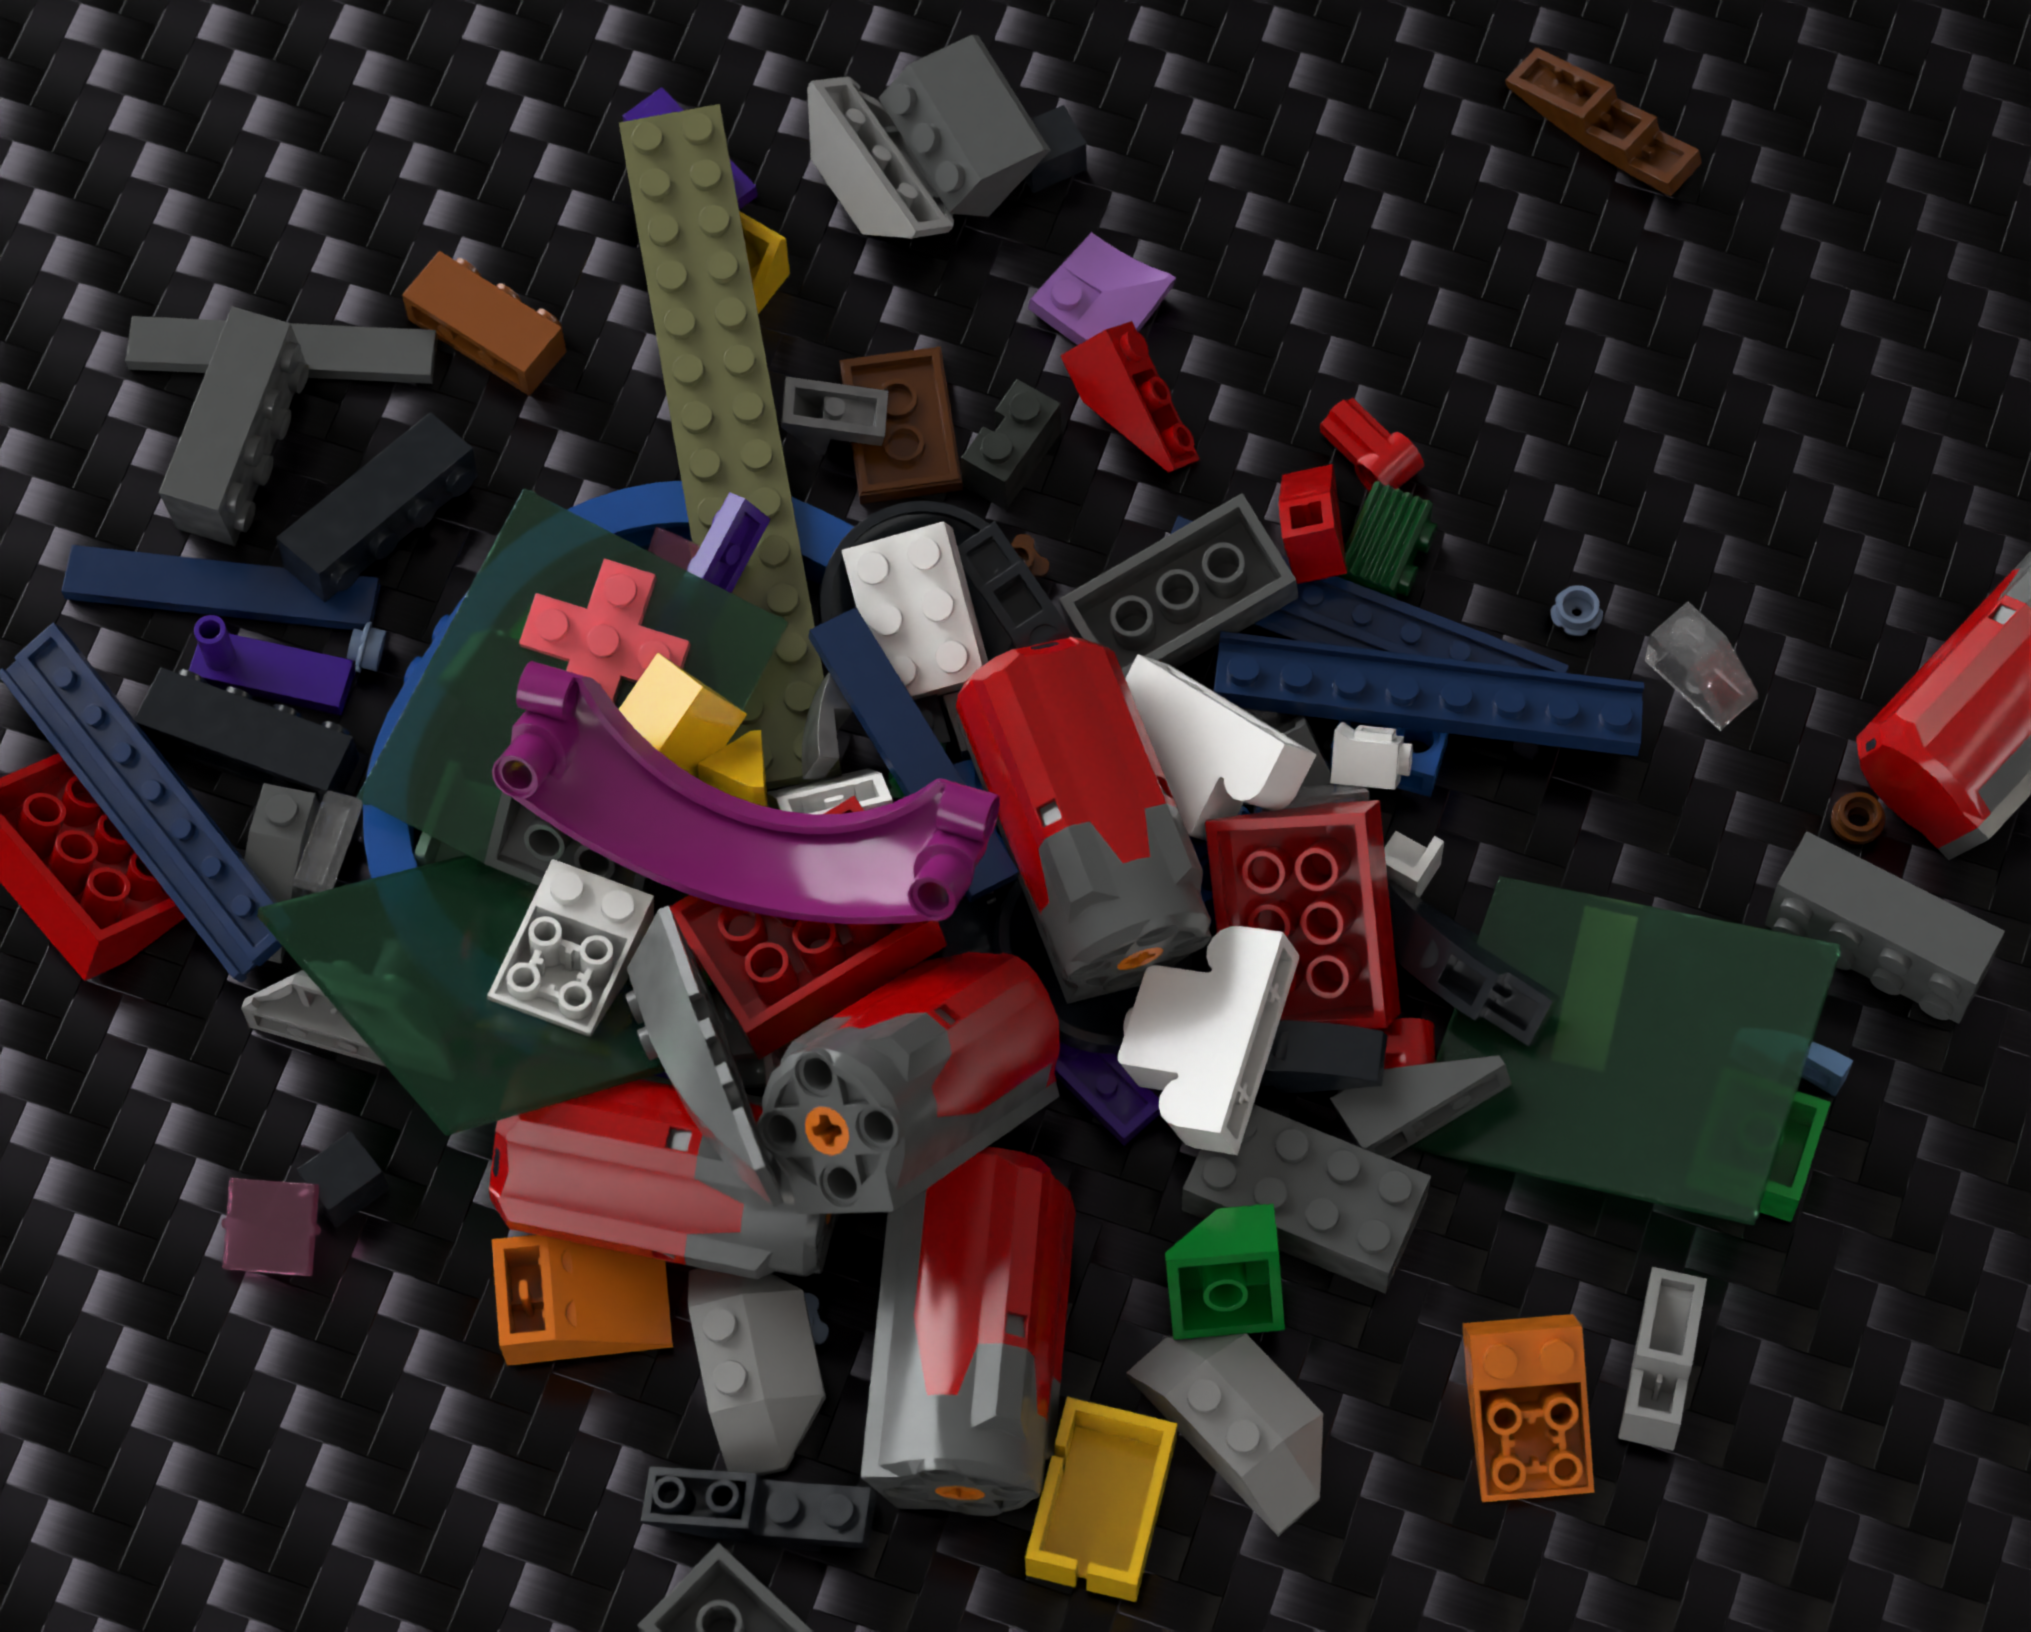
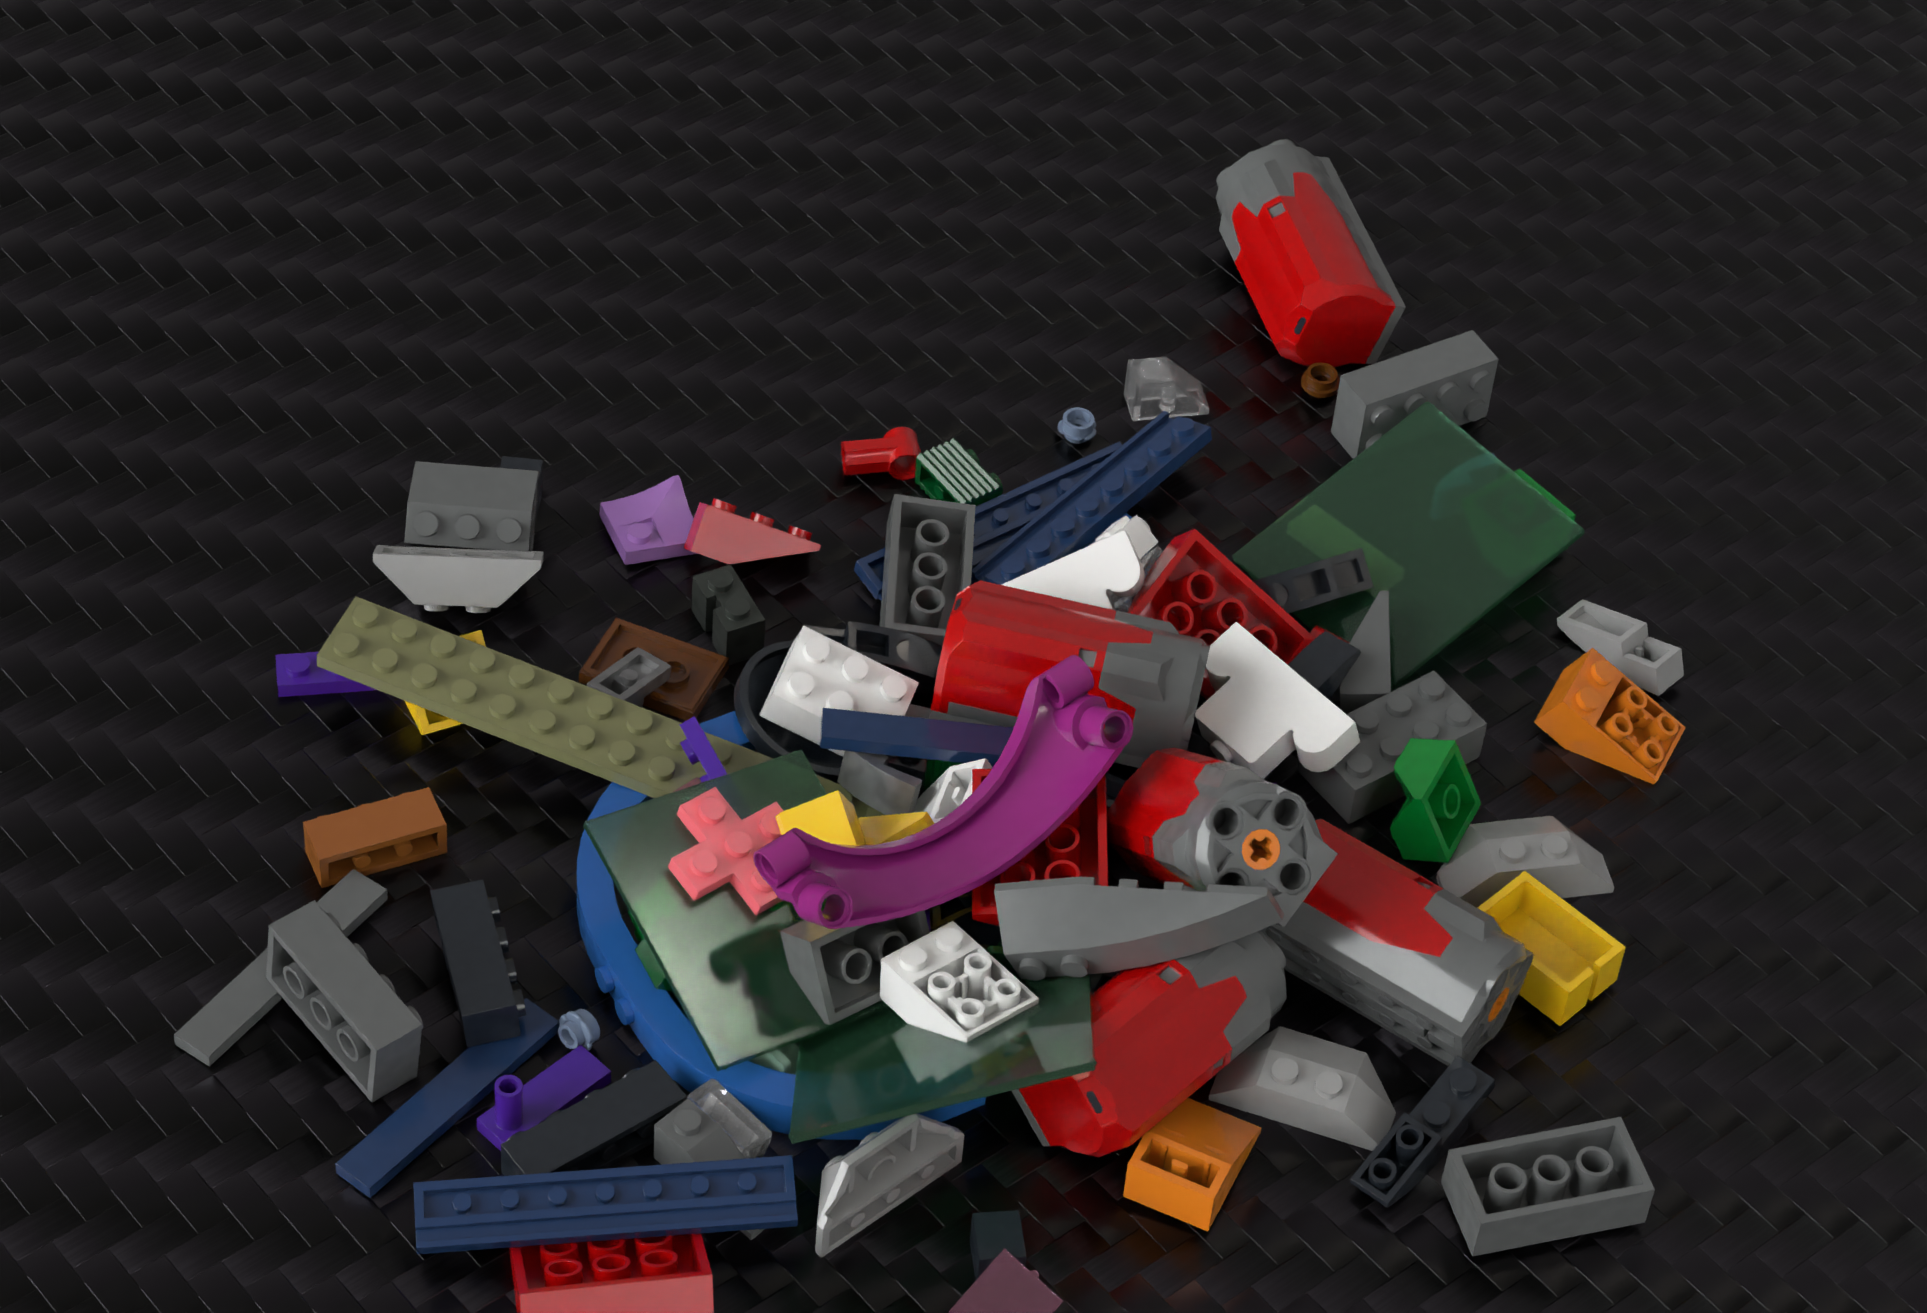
camera: 65 degrees left, 20 degrees down
(1312, 524) = (925, 479): red slope -> none
(1596, 118) = (733, 244): reddish brown slope -> none

